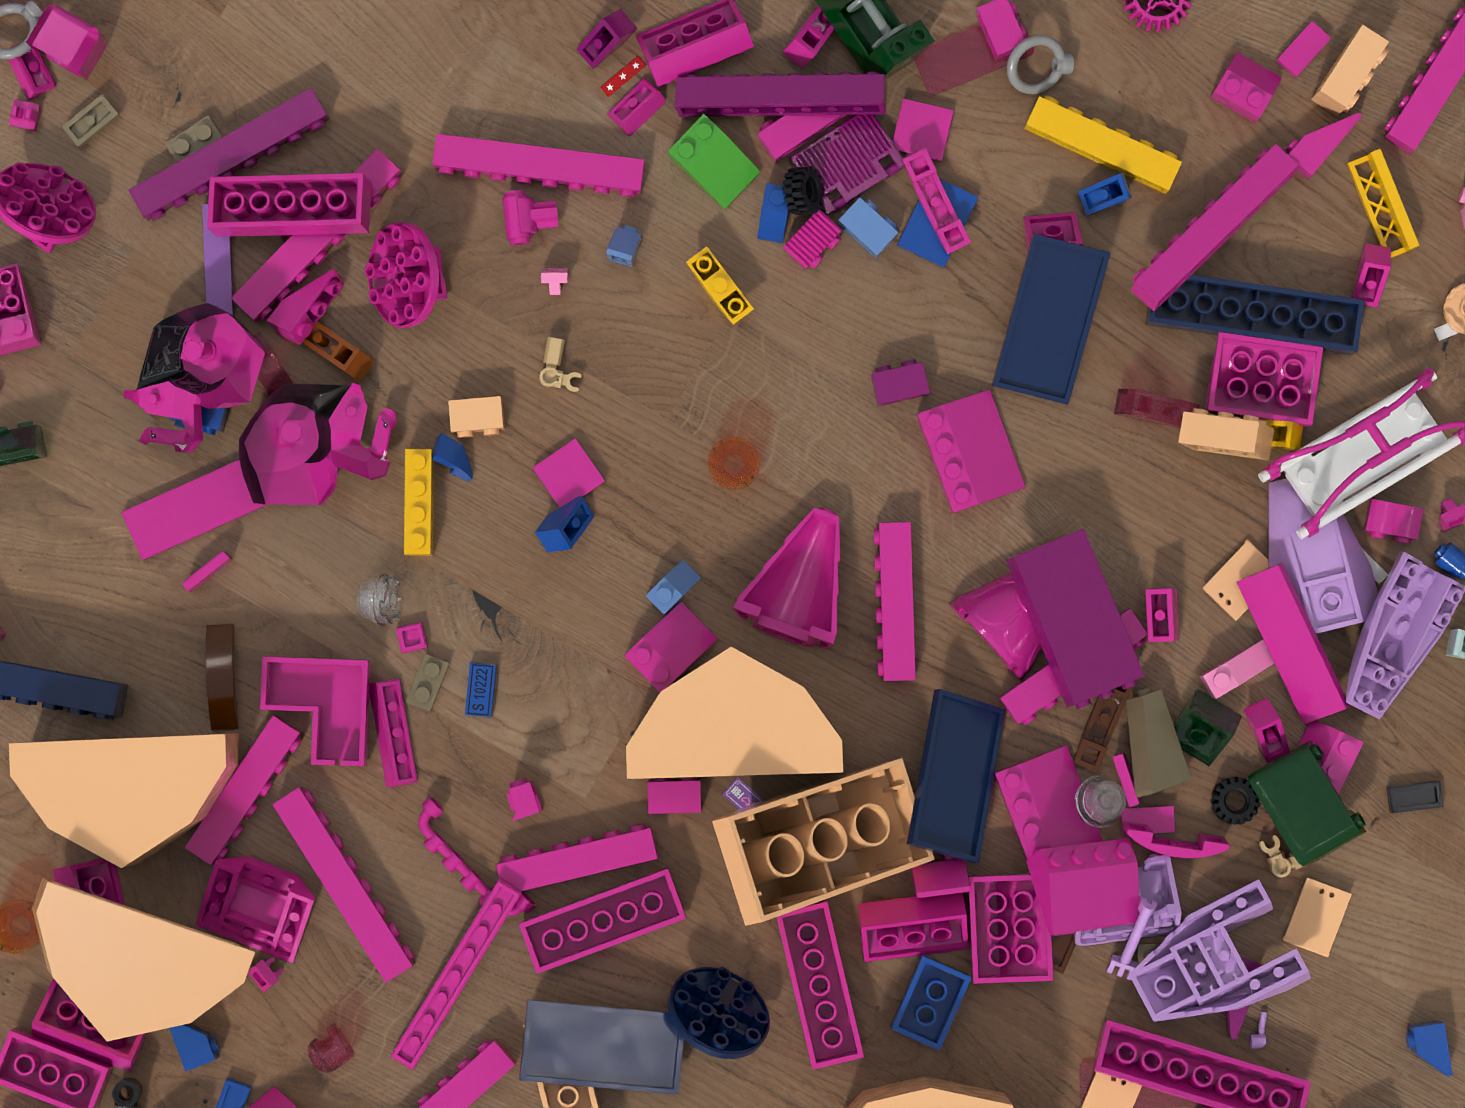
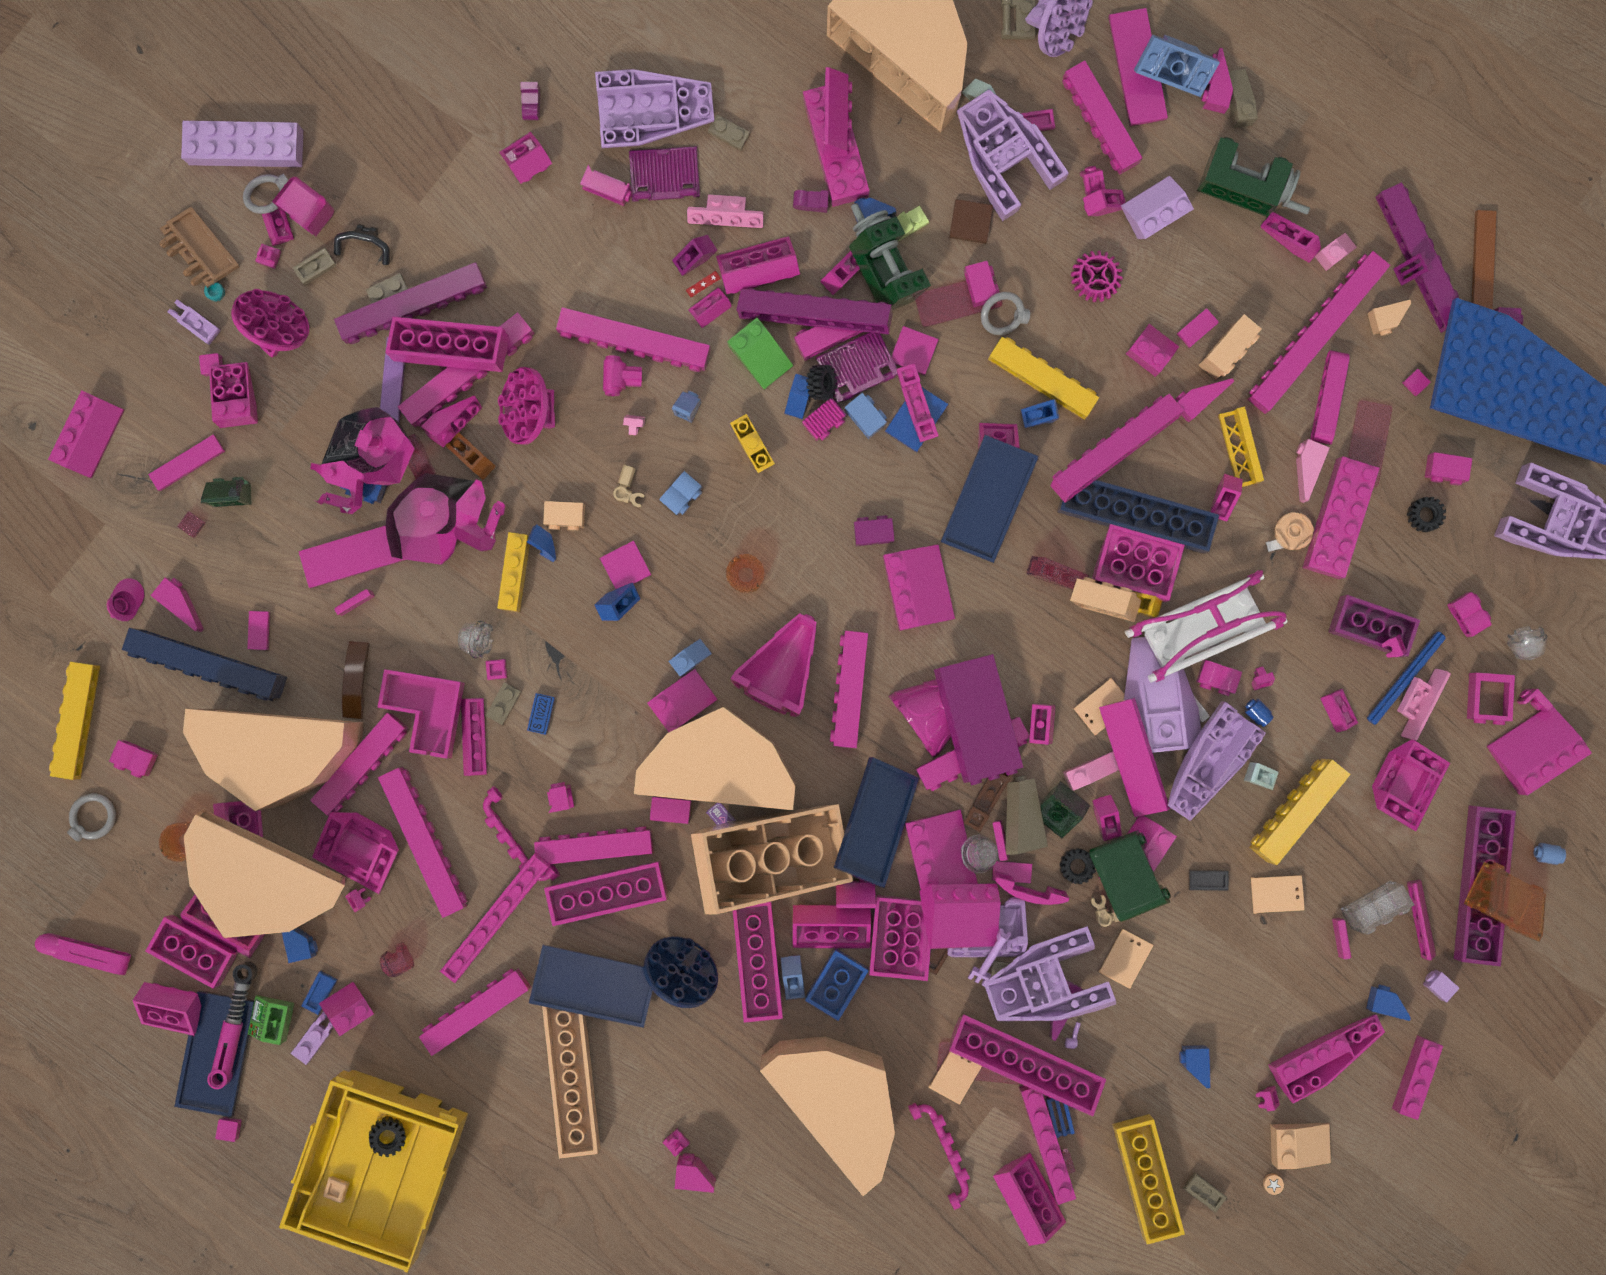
camera: 10 degrees right, 0 degrees up
(81, 626) = (258, 630): none -> dark pink tile
(152, 68) = (364, 234): none -> black piece
(632, 365) = (681, 493): none -> medium blue brick
(870, 1001) = (792, 977): none -> medium blue slope

